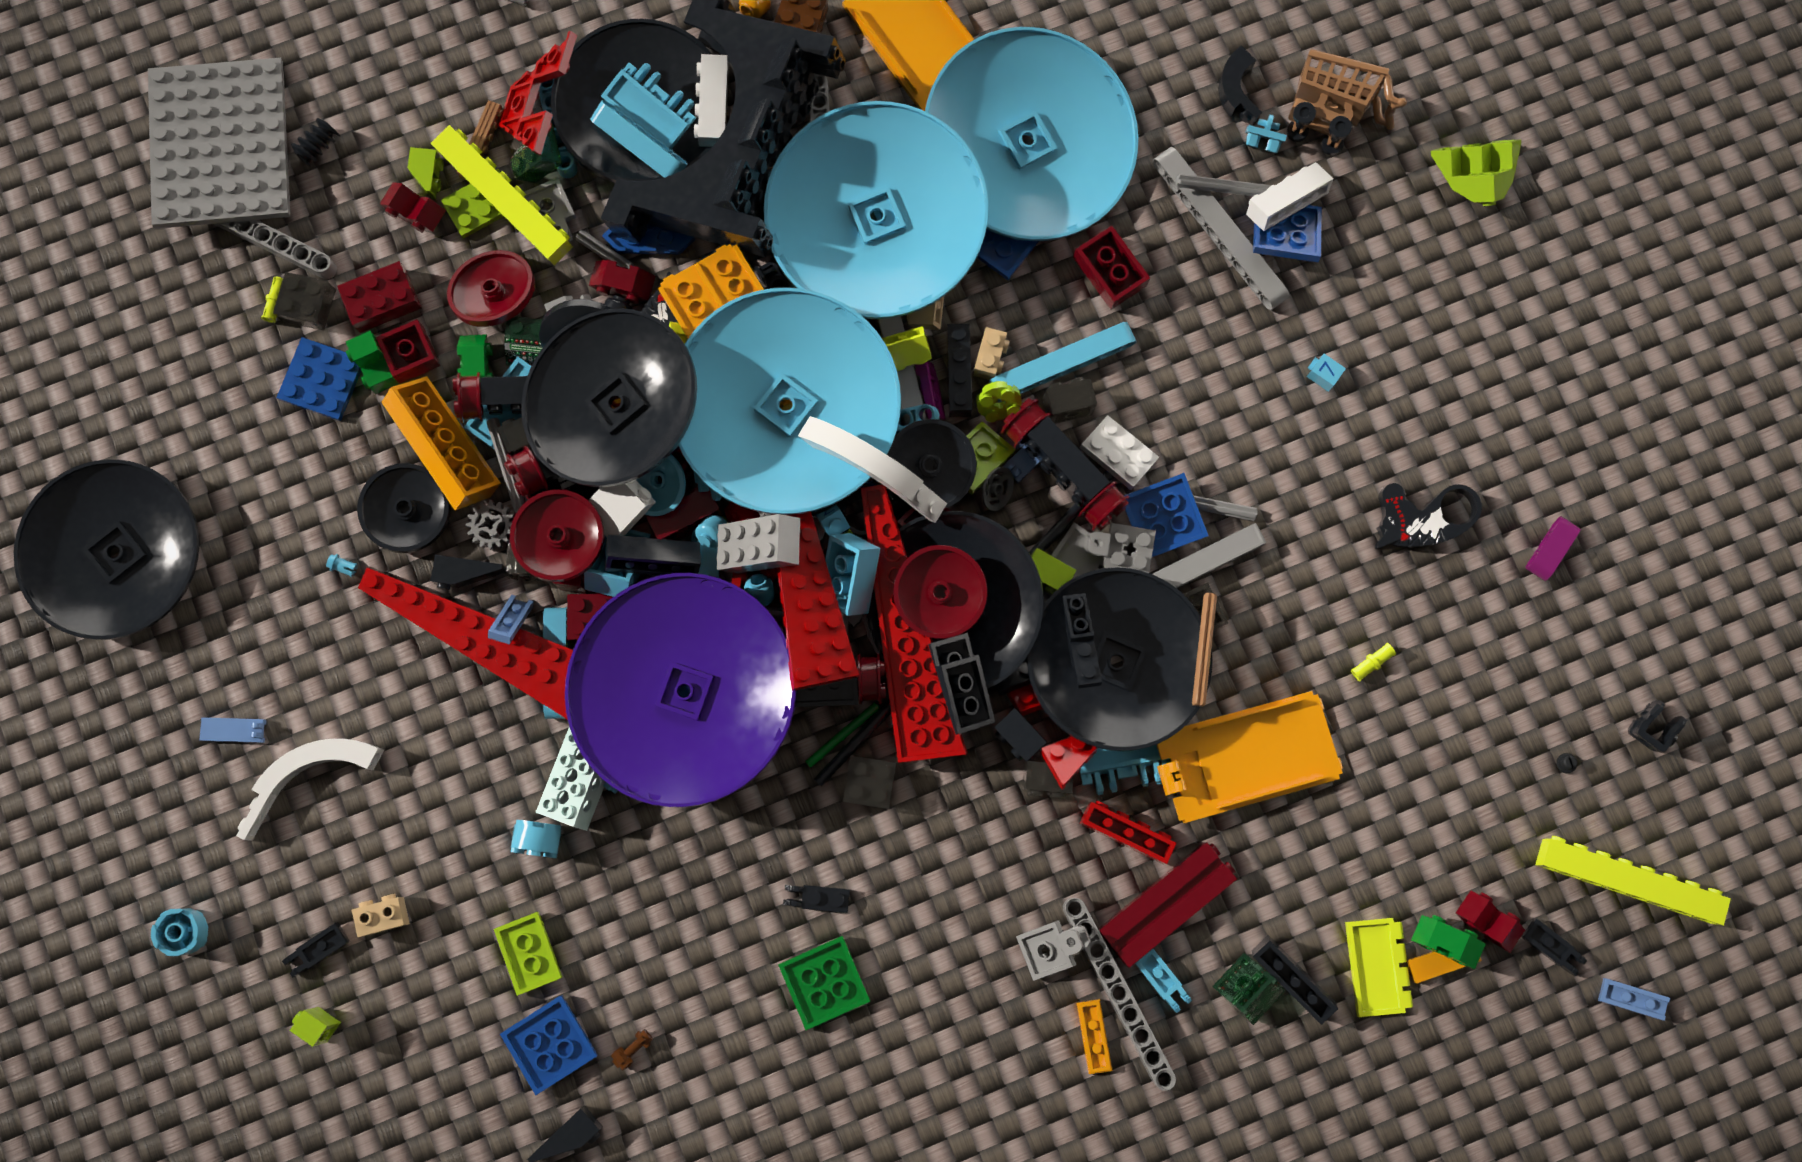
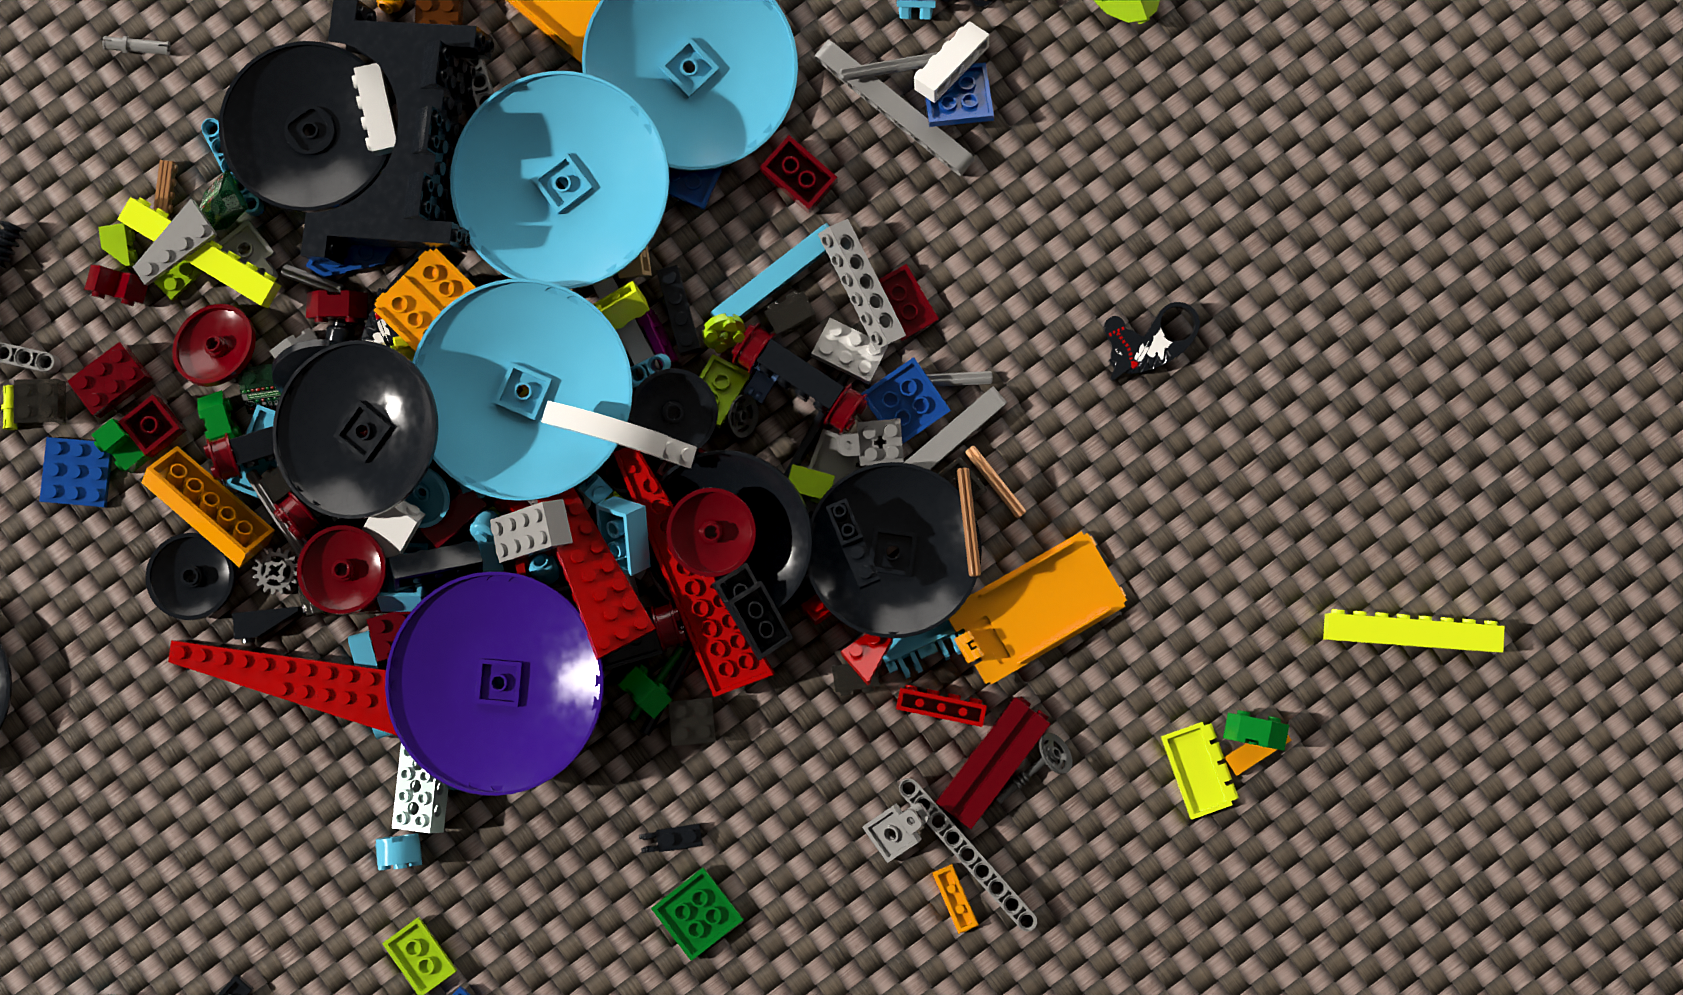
camera: 10 degrees left, 5 degrees up
(232, 730) = (89, 823): medium blue hinge -> none
(293, 763) = (152, 842): white arch -> none
(341, 565) = (145, 644): medium azure pin -> none
(380, 916) = (273, 959): tan brick -> none
(483, 177) = (178, 241): none -> light grey wing
(510, 620) = (319, 657): medium blue hinge -> none
(518, 112) = (192, 149): red wing -> none
(637, 140) = (315, 168): medium azure beam -> none
(647, 104) = (313, 130): medium azure hinge -> none
(771, 274) = (479, 266): black piece -> none
(827, 736) = (643, 689): none -> green brick
(990, 353) = (704, 287): tan brick -> none
(1019, 735) = (819, 643): black slope -> none
(1149, 388) = (861, 284): none -> light grey brick
(1162, 978) = (1003, 830): medium azure hinge -> none
(1185, 418) = (908, 301): none -> dark red plate
(1227, 913) = (1048, 757): none -> dark grey dish
(1235, 619) = (995, 481): none -> light nougat axle
(1249, 988) = (1085, 820): clear green slope -> none
(1294, 979) = (1124, 801): black brick -> none
(1325, 371) = (1025, 223): medium azure brick -> none
(1373, 662) = (1132, 489): neon yellow pin -> none
(1496, 926) = (1297, 705): dark red brick -> none
(1552, 548) = (1275, 339): magenta beam -> none
(1552, 946) = (1352, 709): black hinge -> none
(1566, 763) = (1331, 537): black piece -> none
(1633, 999) = (1437, 739): medium blue hinge -> none
(1669, 735) = (1419, 488): black piece -> none

